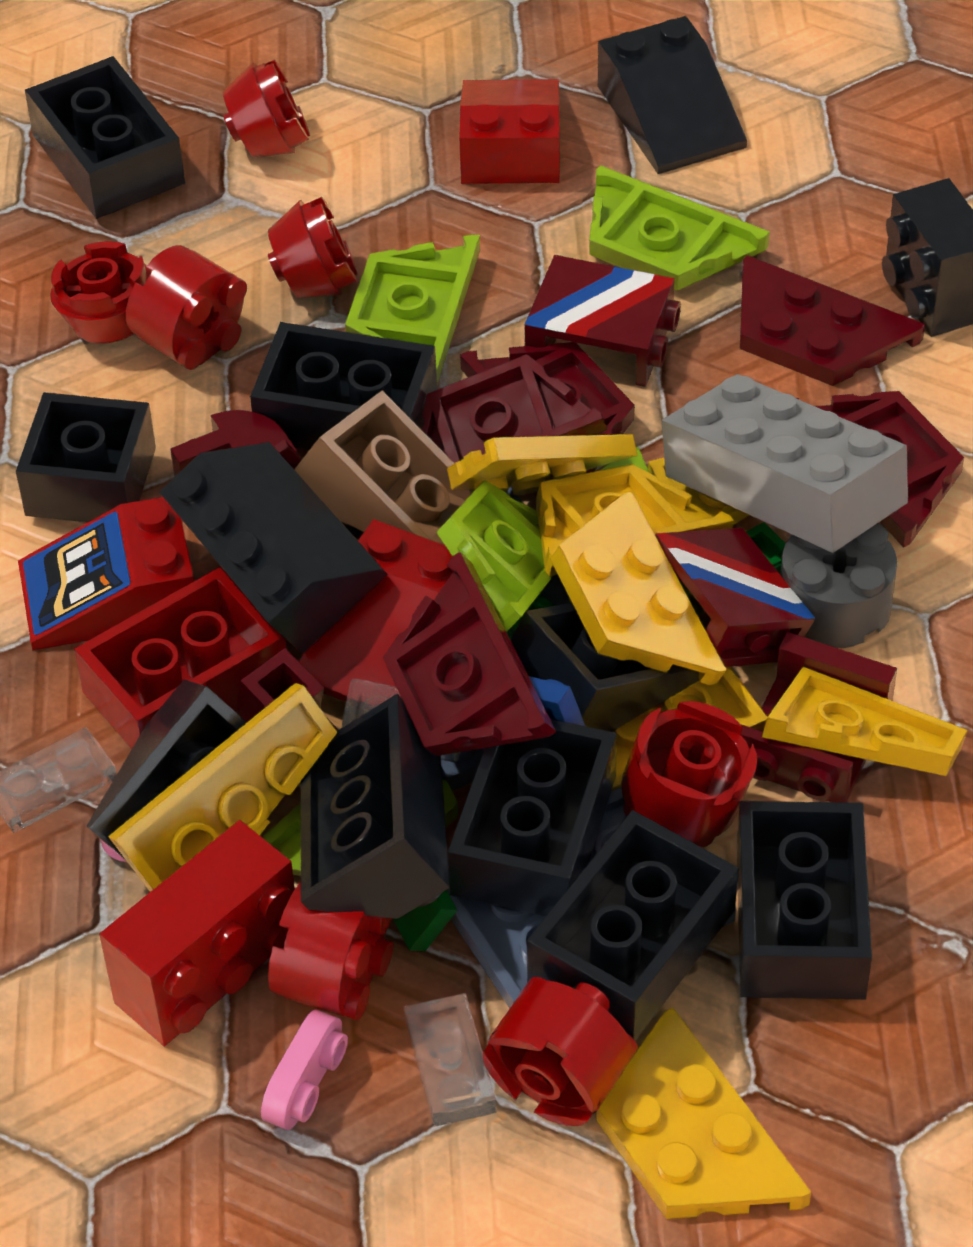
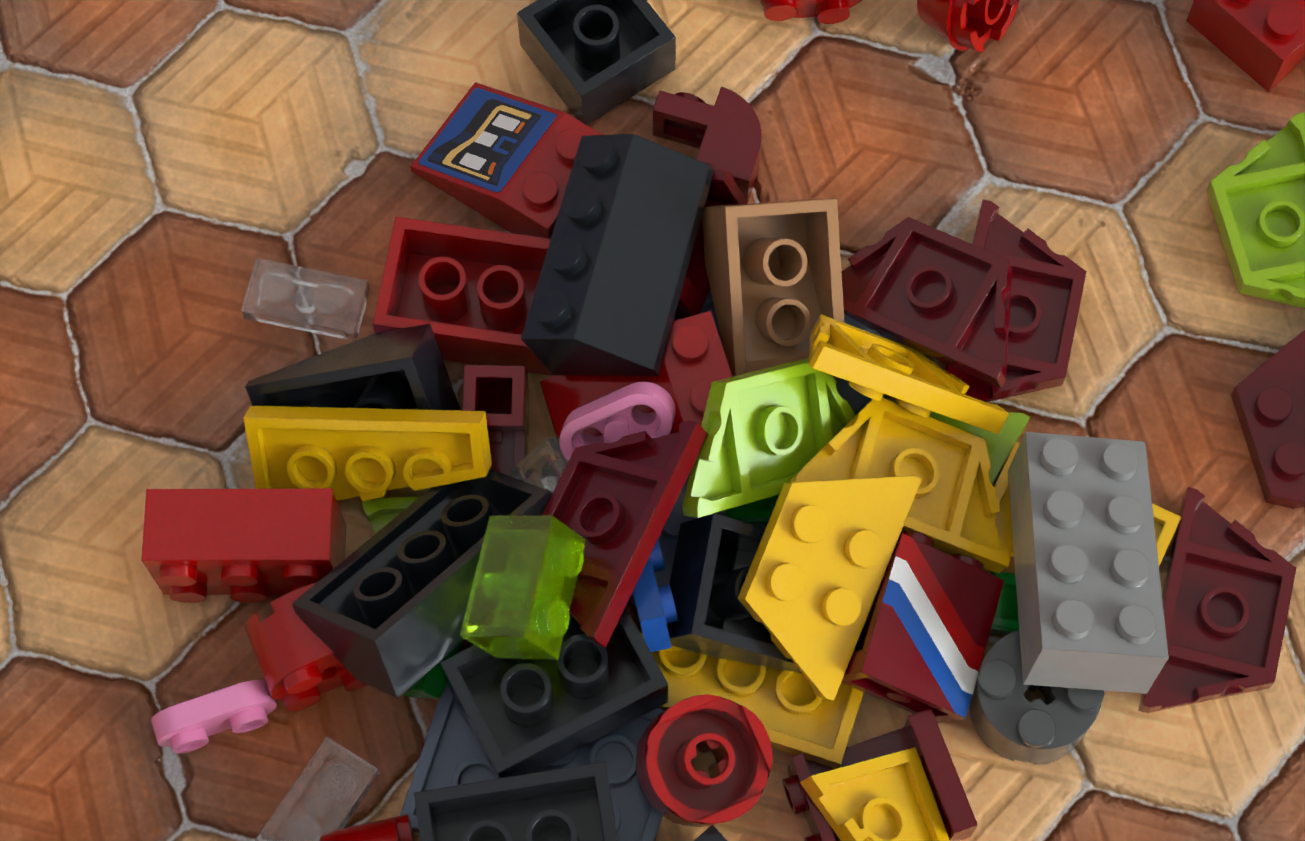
camera: 45 degrees right, 20 degrees up
(326, 374) = (846, 142): black brick -> none
(385, 622) = (618, 416): none -> bright pink plate
(414, 294) = (1006, 112): lime wing -> none
(460, 740) = (523, 587): none -> clear neon green brick
(605, 310) = (1139, 266): dark red panel -> none

